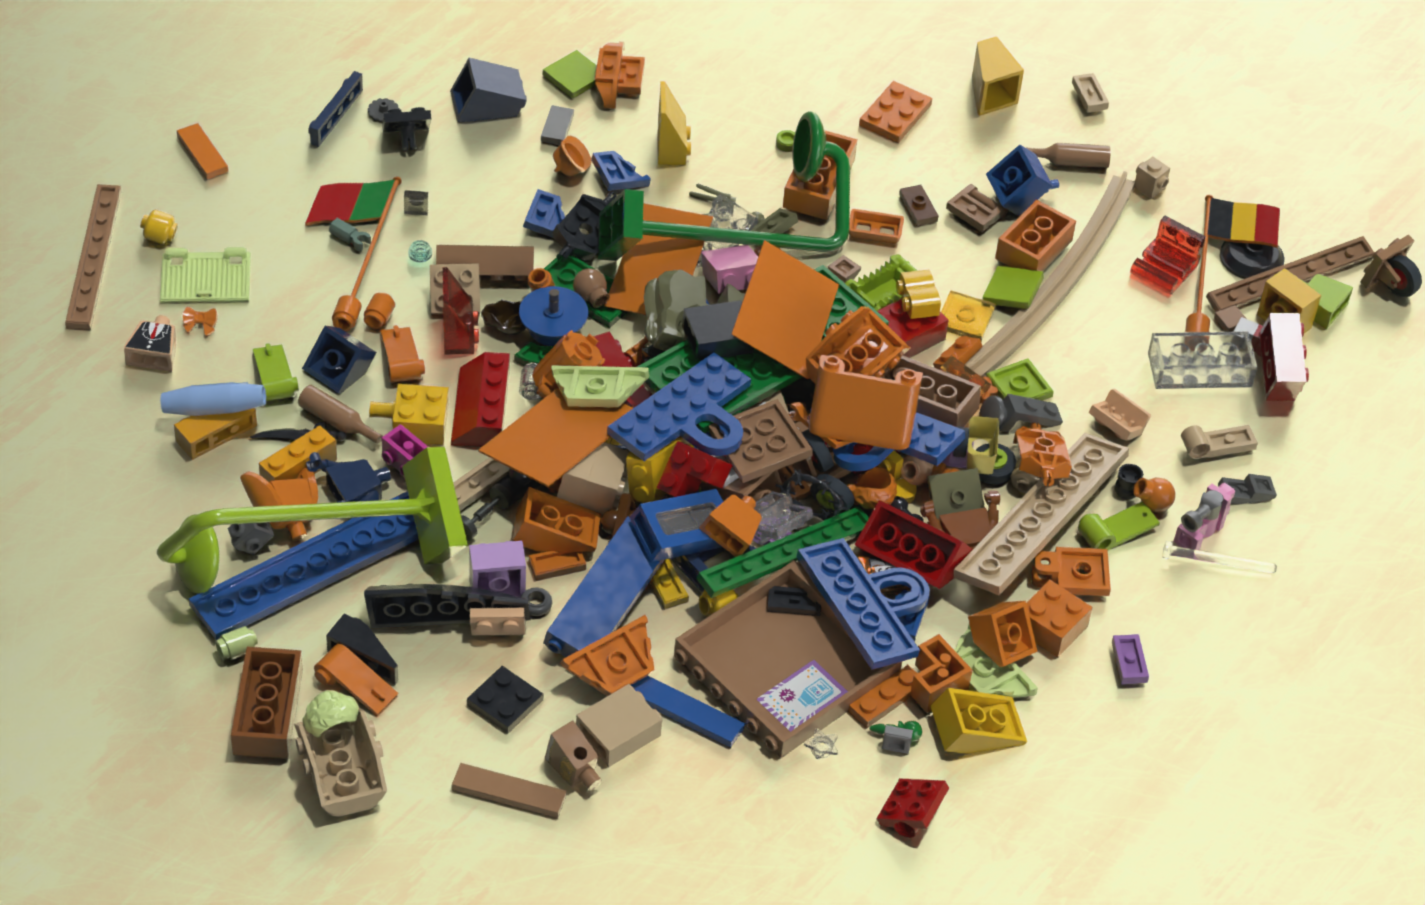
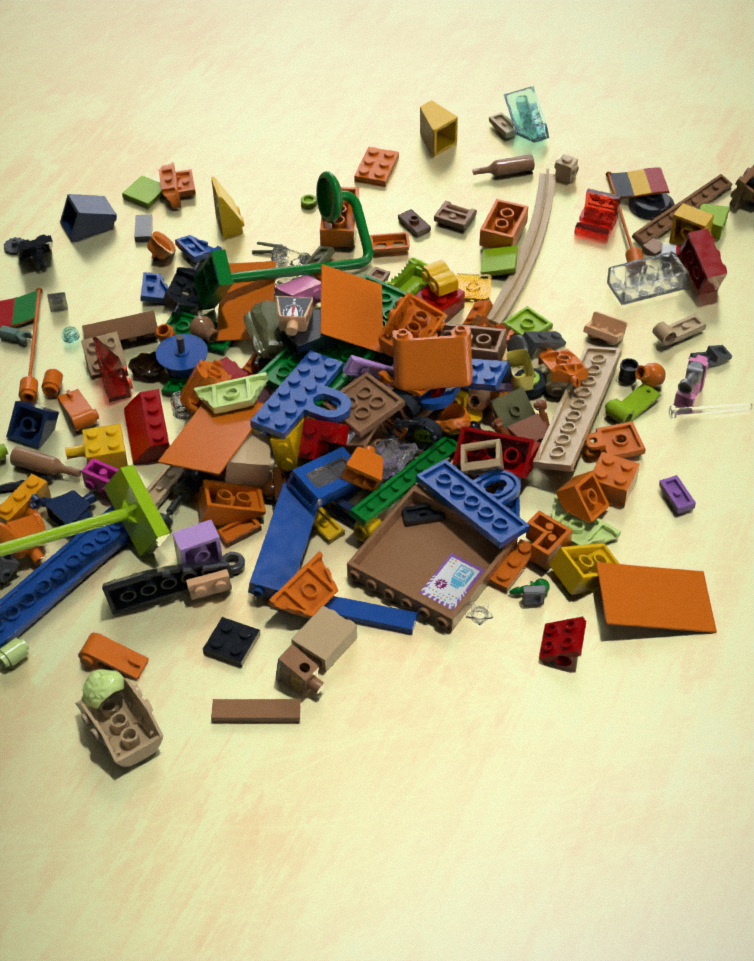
camera: 10 degrees left, 0 degrees up
(267, 702) = (49, 692): dark orange brick -> none
(365, 645) = (113, 628): black slope -> none
(706, 300) = (294, 313): none -> torso
(768, 389) = (358, 366): none -> lavender tile
(890, 559) = (481, 466): none -> tan tile
(1020, 180) = (479, 189): blue piece -> none
(1050, 782) = (655, 597): none -> orange piece
(1125, 85) = (527, 114): none -> clear light blue slope

